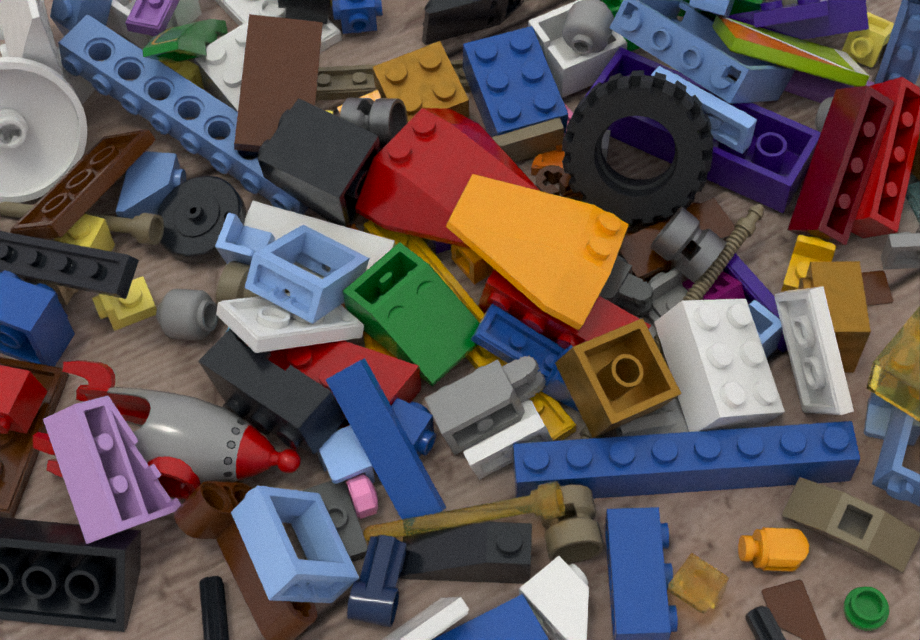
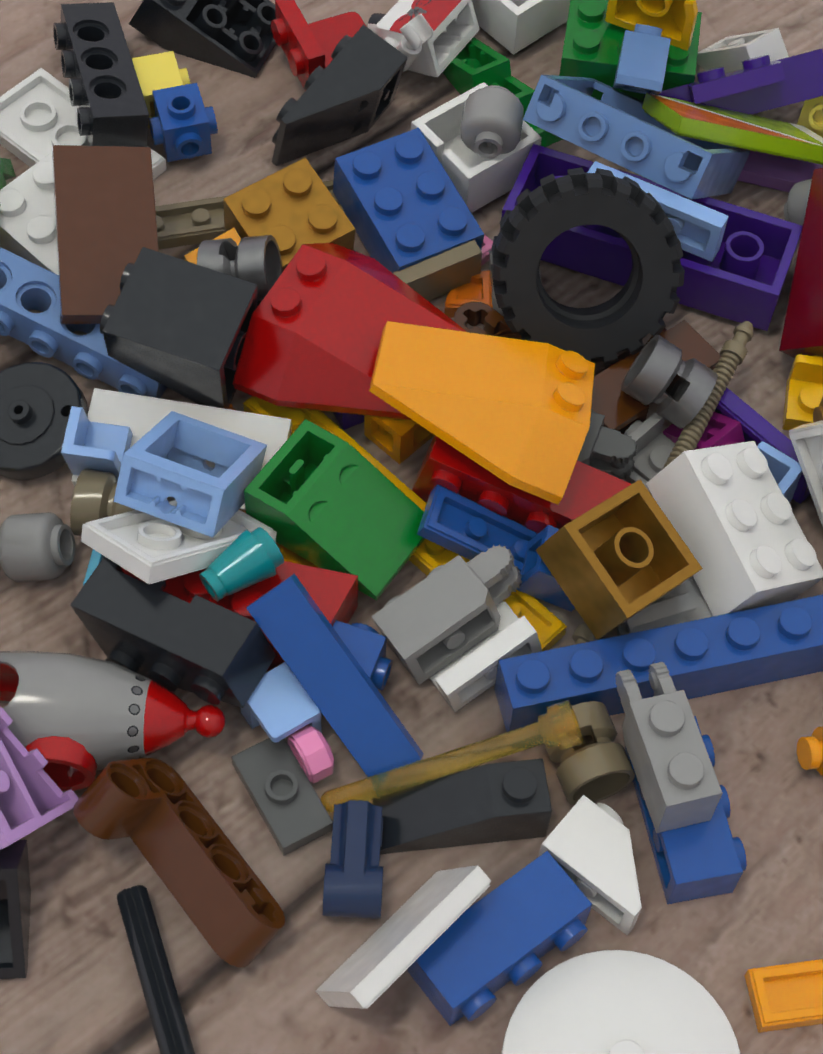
camera: 15 degrees left, 0 degrees up
(284, 576) = (240, 830): light blue window -> none
(330, 347) = (242, 564): none -> teal cone
(626, 532) = (667, 752): none -> light grey hinge
(698, 584) = (764, 805): clear yellow bracket -> none

